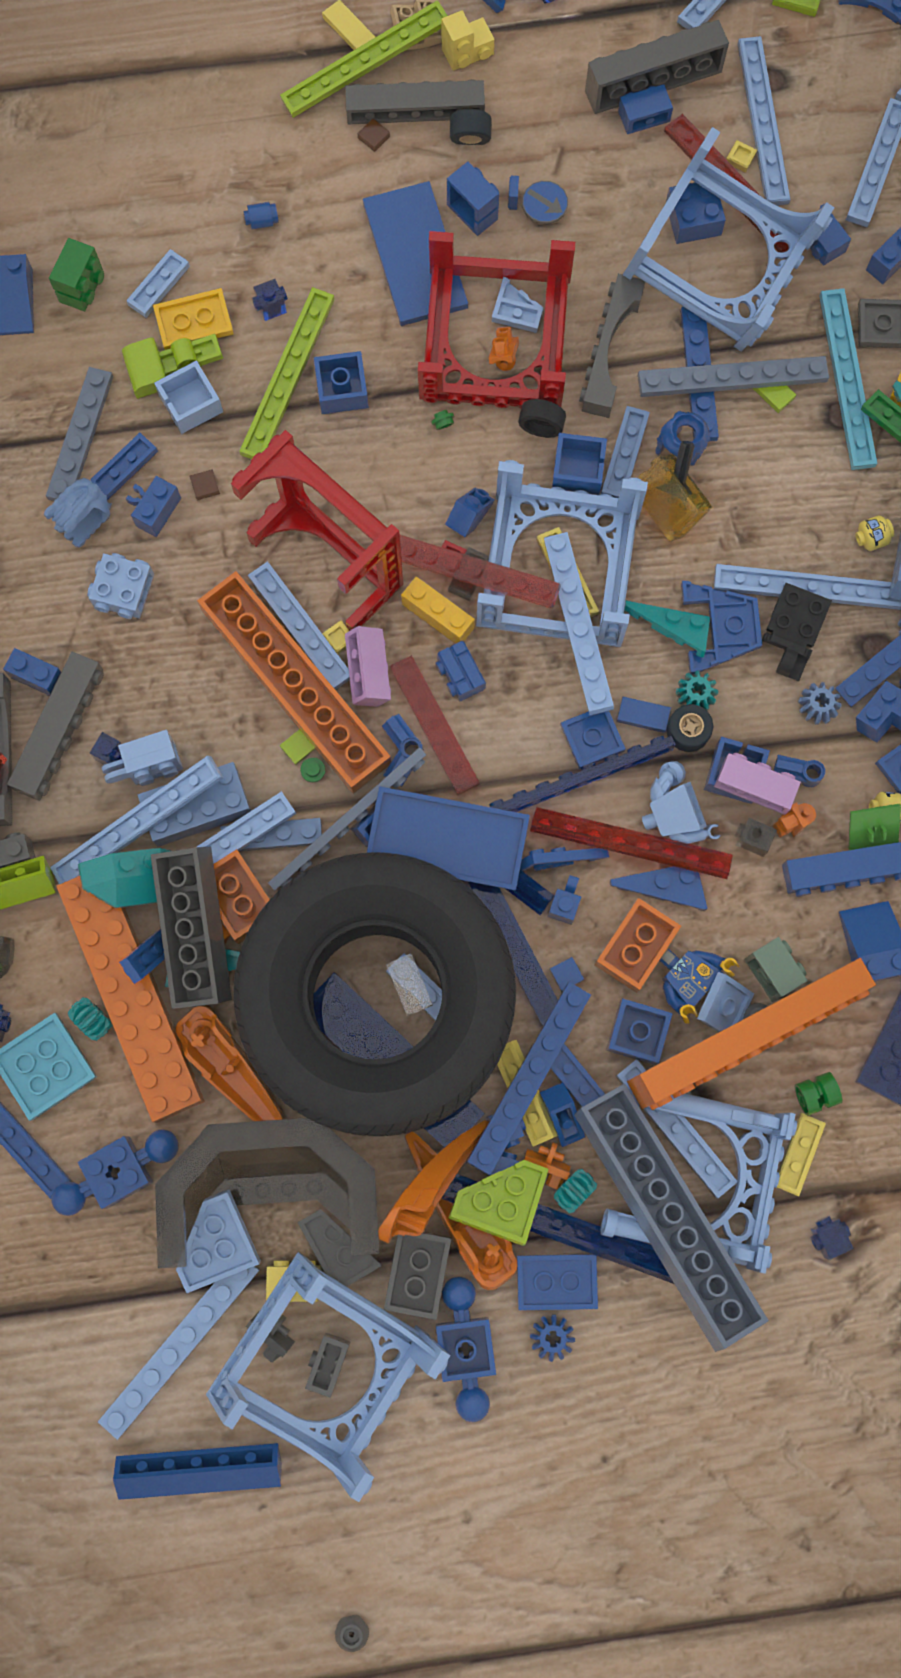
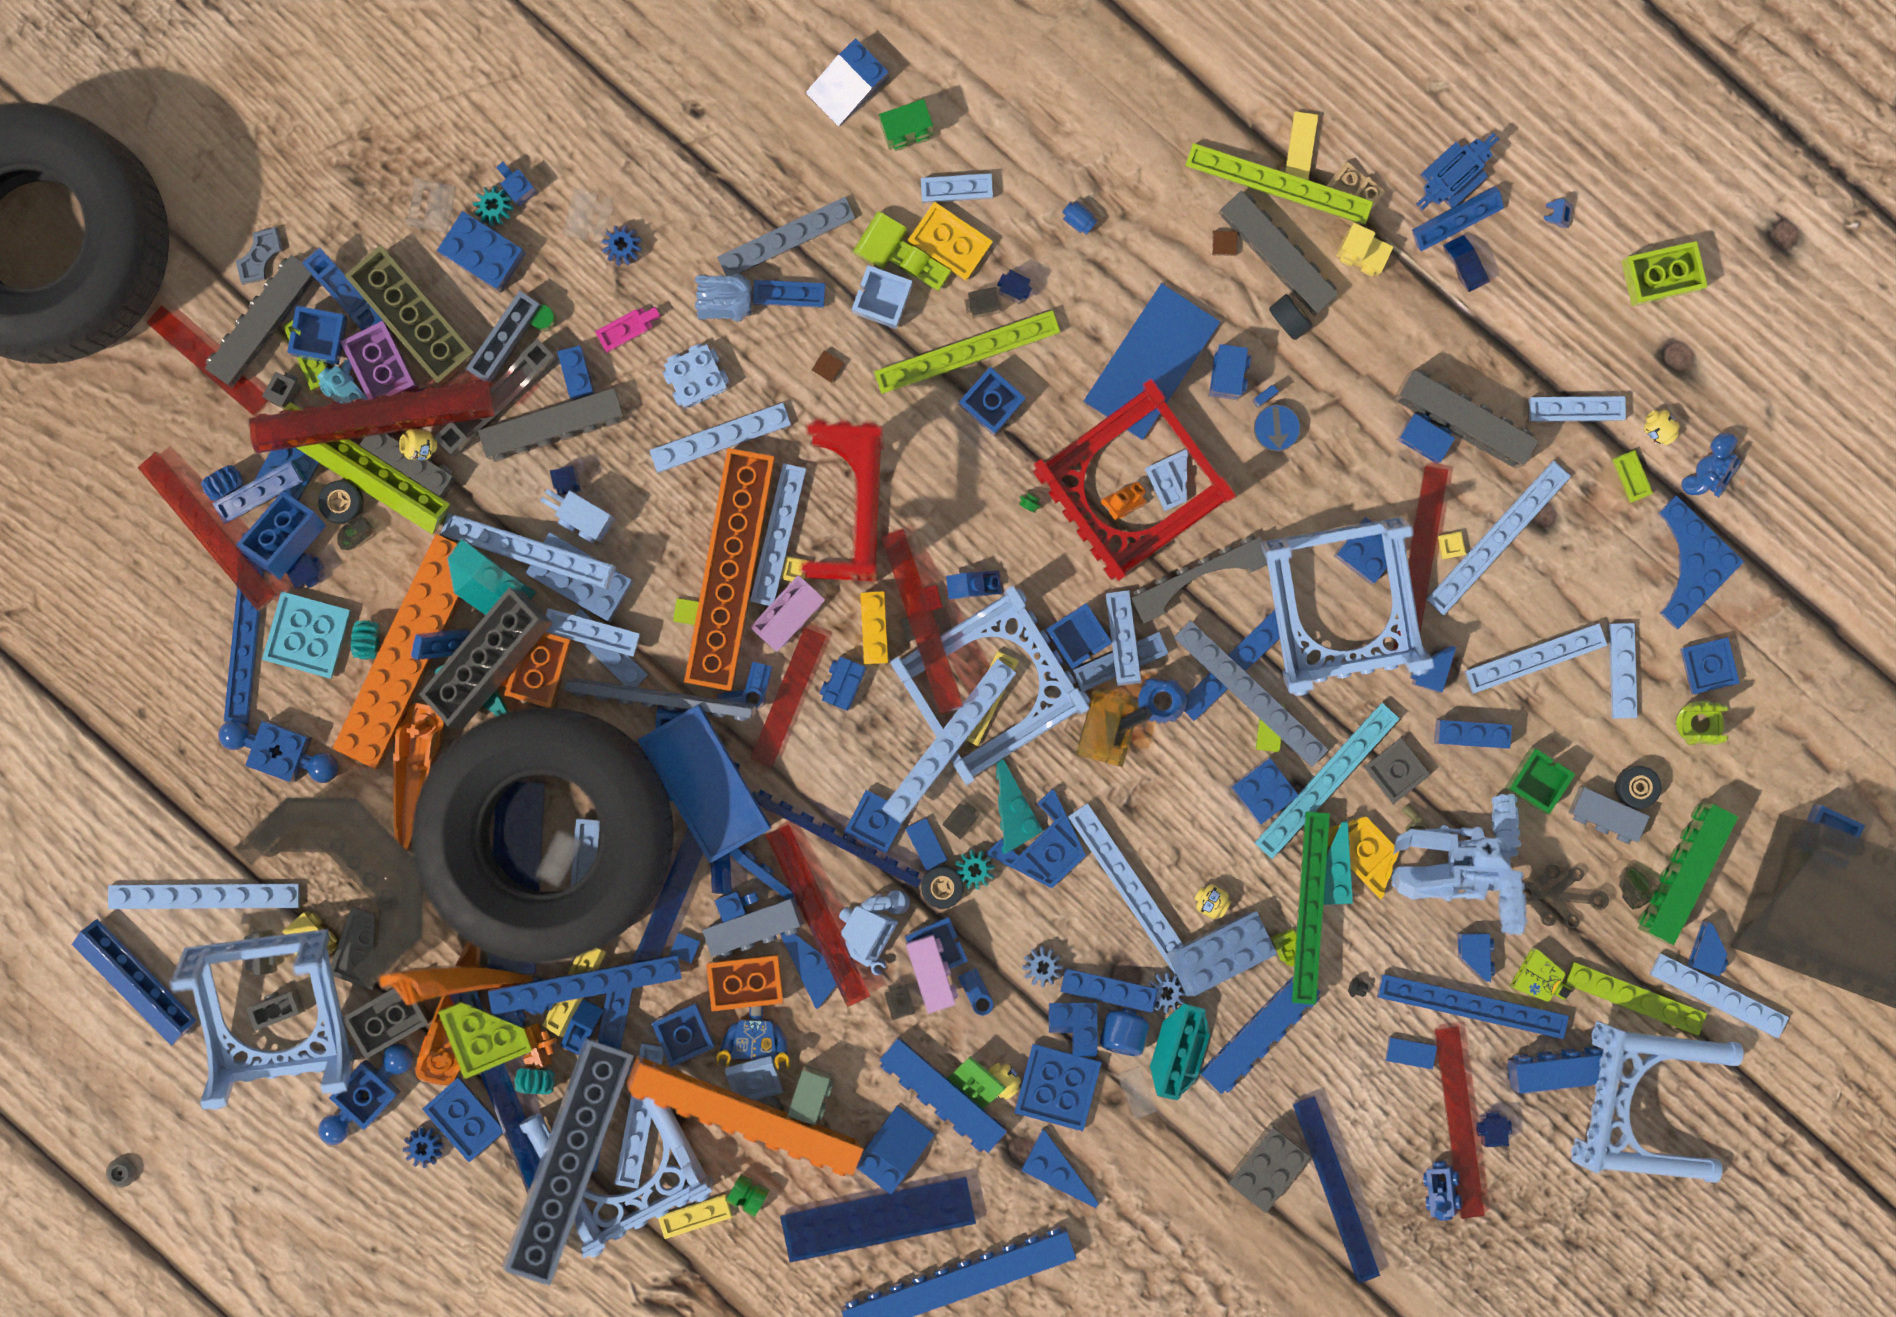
camera: 45 degrees right, 10 degrees up
(36, 607) = (626, 328): none -> dark pink hinge
(154, 506) = (777, 347): blue brick -> none
(185, 609) = (720, 438): none -> light blue plate
(217, 1244) = (290, 866): light blue plate -> none
(261, 332) = (982, 302): none -> clear smoke brick
(312, 770) = (678, 638): green plate -> none
(542, 418) = (1091, 578): black tyre -> none
(597, 902) = (753, 927): none -> sand blue brick
(618, 435) = (1123, 638): none -> light blue plate
(647, 670) = (960, 819): none -> clear smoke brick
(794, 626) = (1086, 901): black plate -> none
(795, 820) = (936, 1021): orange hips -> none
(818, 427) = (1264, 790): none -> blue brick
(831, 1237) = (654, 1284): clear blue brick -> none

